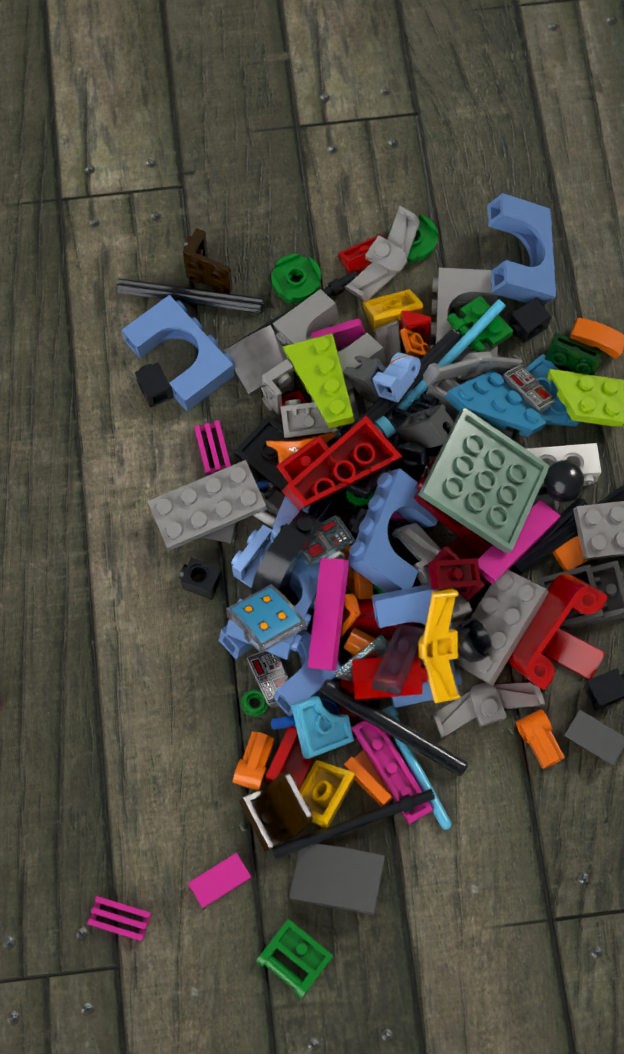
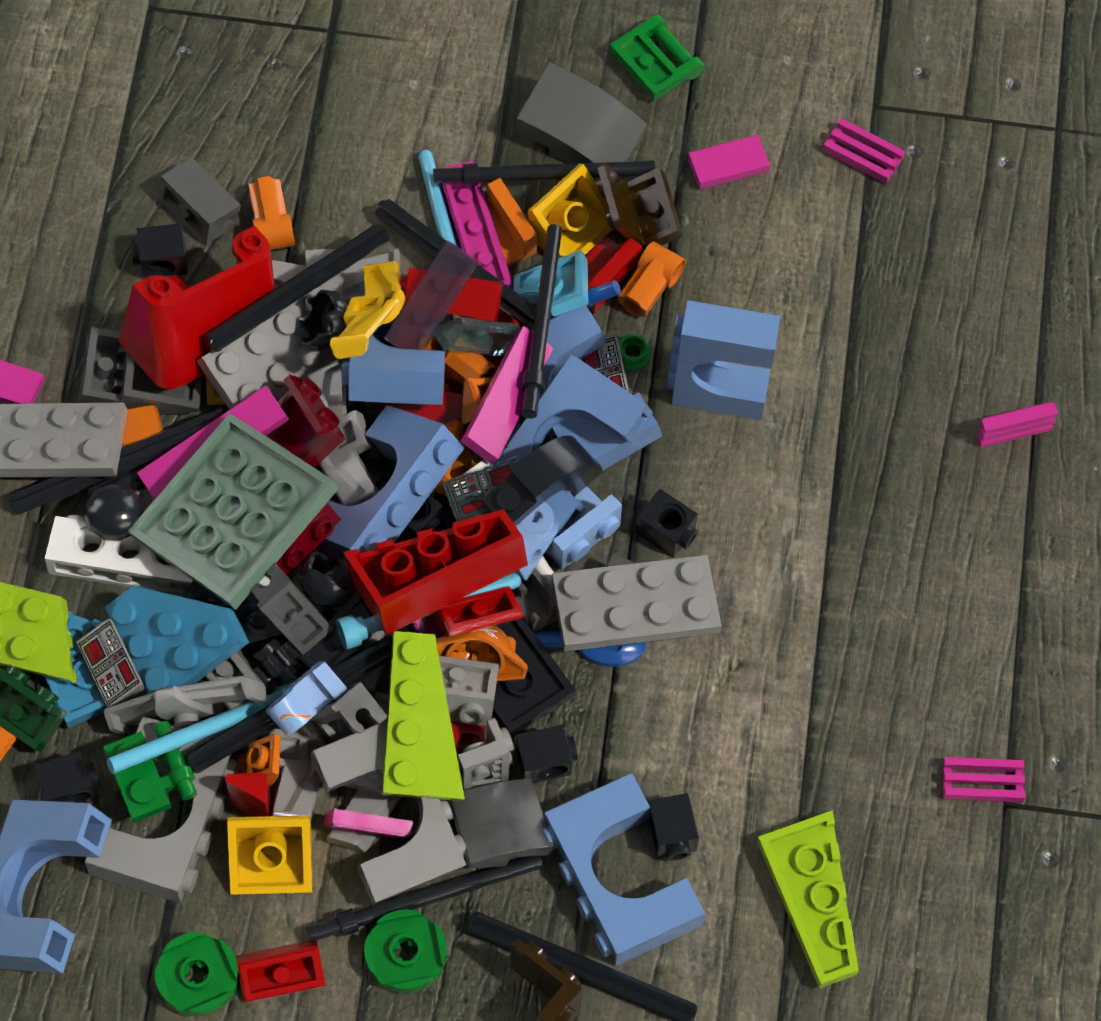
camera: 170 degrees left, 5 degrees down
(60, 370) = (811, 886): none -> lime wing
(183, 677) = (698, 356): none -> medium blue arch
(208, 428) = (605, 683): dark pink tile -> none
(243, 408) = (545, 753): none -> black brick
(266, 618) = (595, 388): slope -> none
(313, 626) = (534, 378): none -> black bar
(387, 256) = (253, 938): light grey plate -> none
(454, 573) = (324, 383): dark red slope -> none
(499, 664) = (295, 288): none -> black axle

